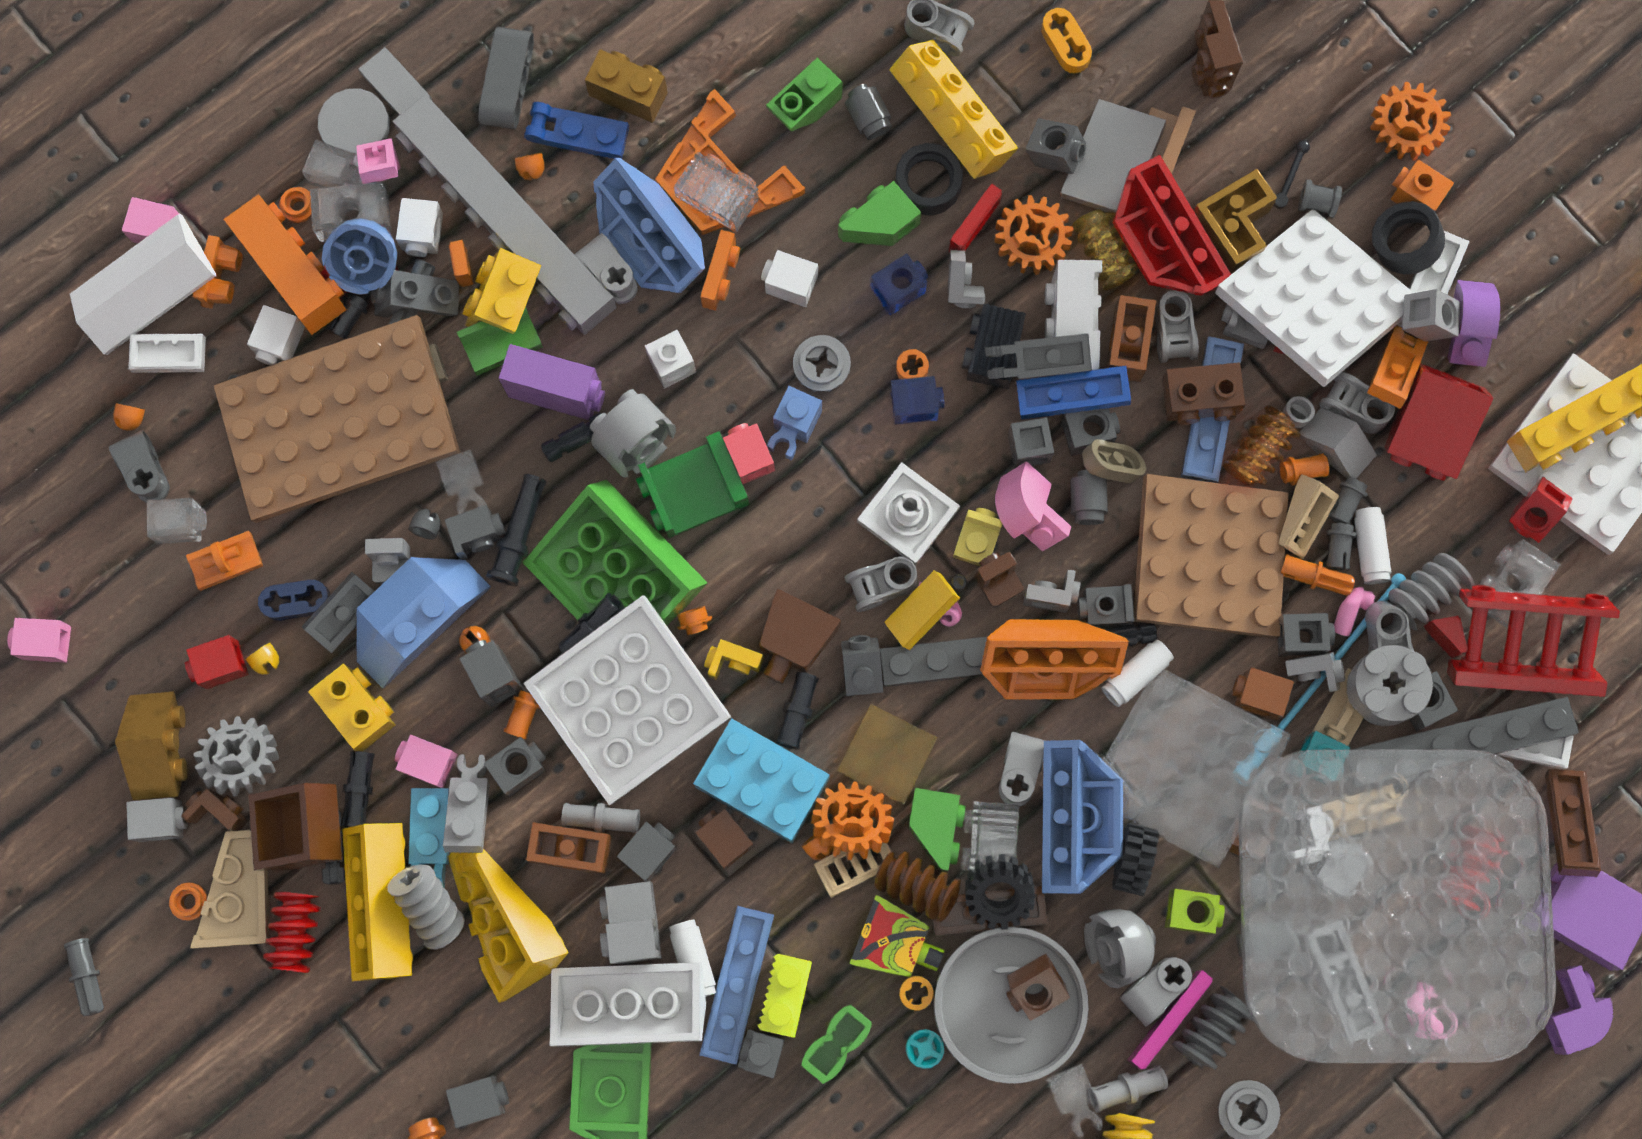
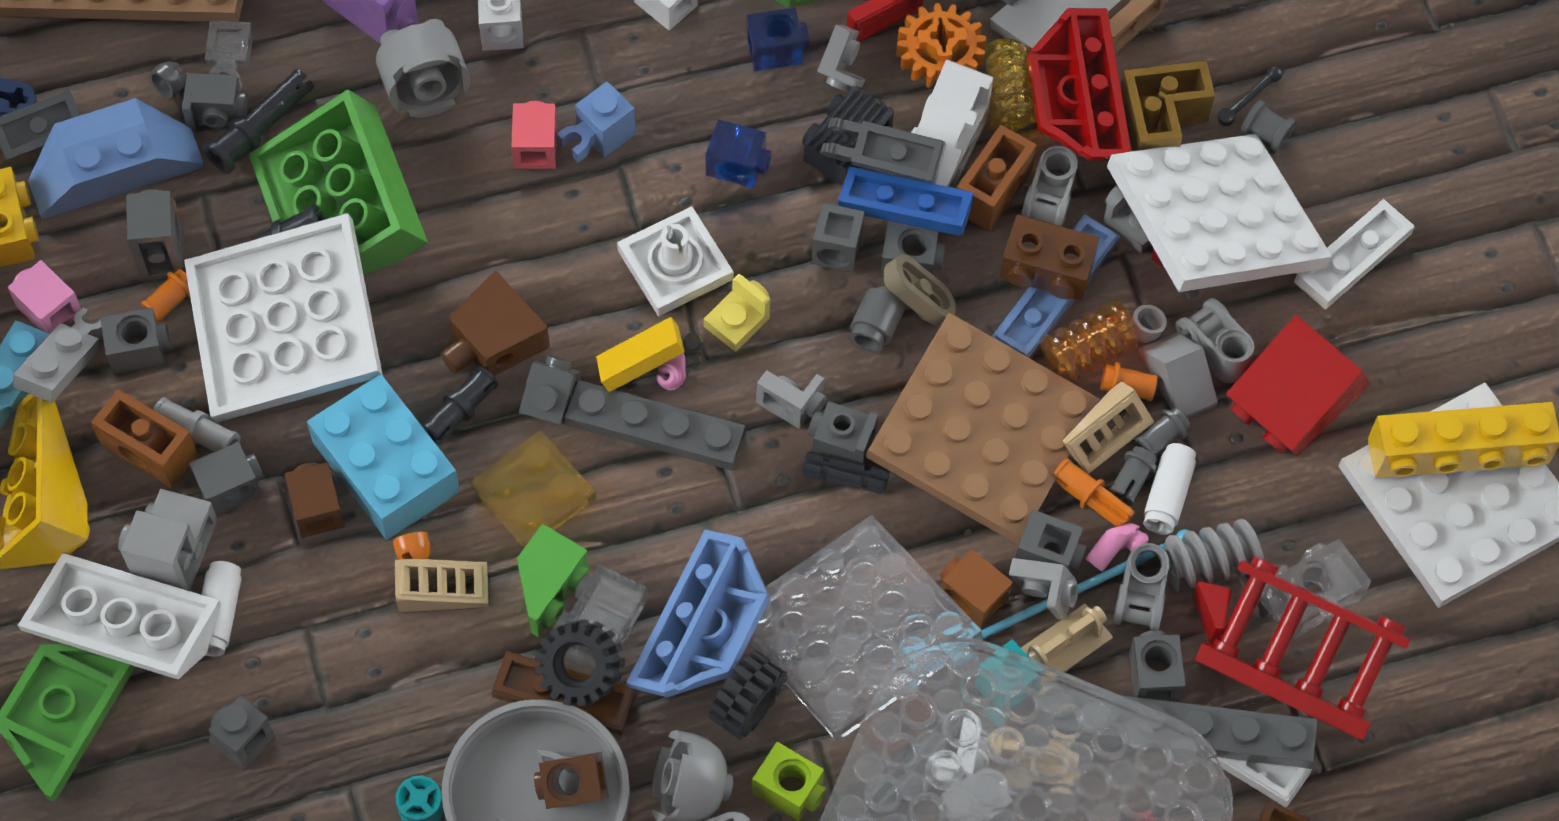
camera: 20 degrees right, 15 degrees down
(386, 556) = (113, 83): light grey bracket -> none
(568, 440) = (356, 58): black axle -> none
(693, 487) = (459, 151): green panel -> none
(694, 620) = (395, 275): orange plate -> none
(737, 985) = (253, 653): medium blue tile -> none
(739, 659) = (417, 323): yellow bracket -> none
(785, 995) = (296, 680): neon yellow brick -> none
(811, 351) = (654, 70): light grey gear -> none
(843, 1035) = (333, 747): bright green brick -> none
(852, 820) = (459, 532): orange gear -> none
(879, 583) = (610, 314): light grey piece -> none
(894, 942) = (439, 676): torso -> none
(907, 985) = (434, 732): light orange bush -> none
(916, 355) = (753, 112): orange bush -> none
(917, 886) = (495, 623): reddish brown piece -> none
(998, 578) = (739, 356): reddish brown bracket -> none
(1022, 763) = (666, 556): light grey piece -> none
(1024, 510) = (799, 296): bright pink brick -> none
(1051, 658) = (750, 453): orange wedge -> none
(1137, 673) = (845, 514): white piece -> none
(1397, 367) = (1267, 314): orange plate -> none
(1398, 216) = (1347, 216): black tyre -> none
(1405, 670) = (1120, 595): light grey brick -> none
(1410, 125) = (1404, 86): orange gear -> none
(1421, 185) = (1384, 158): orange brick -> none
(1431, 315) = (1333, 271): light grey brick -> none
(1477, 323) = (1381, 308): medium lavender brick -> none
(1544, 496) = (1390, 515): red brick -> none

